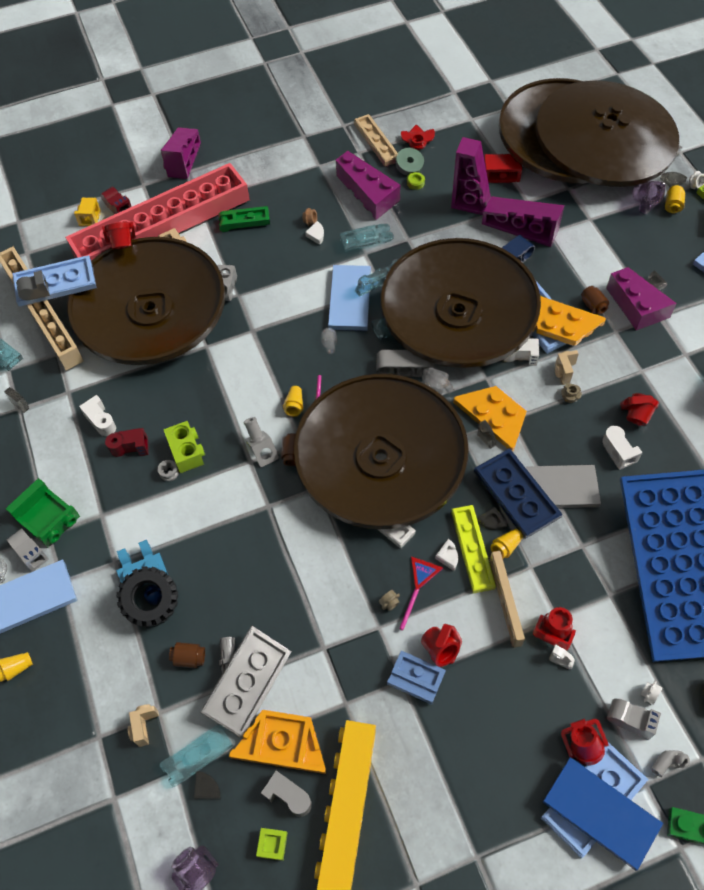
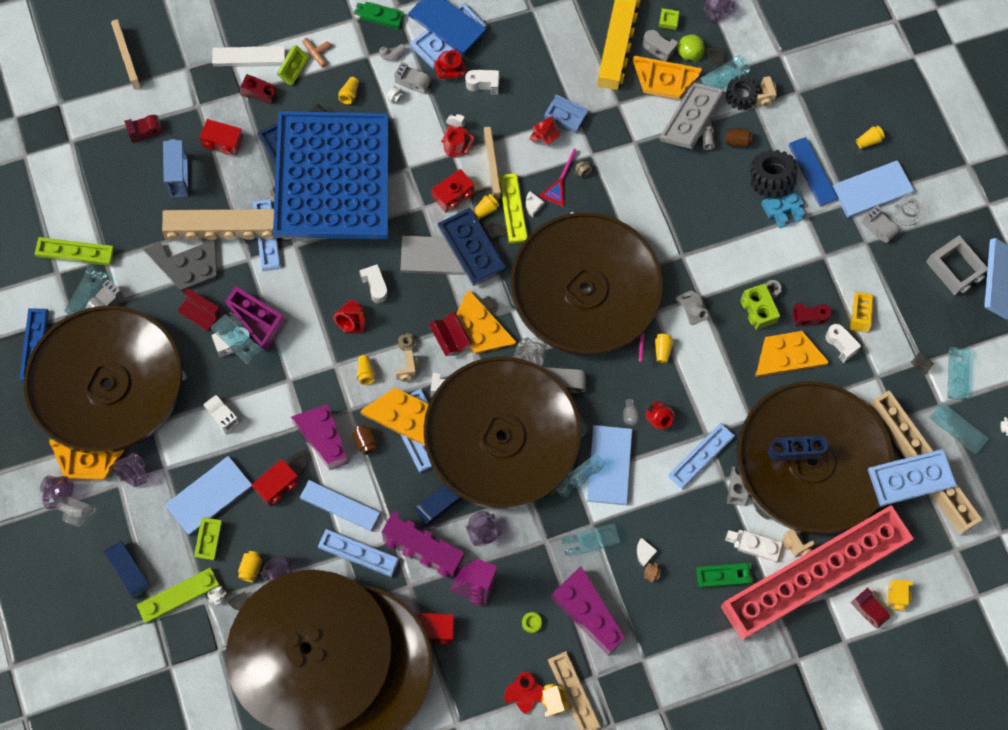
camera: 175 degrees right, 10 degrees up
(33, 287) = (928, 456): dark grey leg -> none
(43, 513) = (871, 255): green panel -> none
(81, 440) = (861, 323): none -> yellow slope
(97, 618) = (812, 171): none -> blue tile
(119, 234) = (853, 521): red piece -> none
(159, 406) = (788, 354): none -> light orange wing
(163, 292) = (805, 443): none -> dark blue beam
(180, 152) = (805, 677): magenta wedge -> none
(184, 736) = (737, 100): none -> black tyre
(215, 244) = (755, 545): none -> white hinge
(241, 796) = (691, 48): none -> lime hair
(258, 310) = (701, 456): none -> light blue tile
(287, 453) = (666, 302): reddish brown brick -> none
(299, 333) = (660, 415): none -> red head
(395, 129) = (554, 699): none -> brick
(406, 155) = (541, 656): sand green piece -> none
(468, 229) = (483, 527): none -> clear purple piece
(528, 397) = (450, 334): none -> dark red panel
(534, 721) = (483, 80): none -> white leg
(549, 560) = (453, 190): none -> red brick
(588, 221) = (358, 553): none -> light blue tile
(605, 251) = (339, 505): none -> light blue tile
(609, 360) = (365, 371): none -> yellow cone
(672, 260) = (276, 483): none -> red brick

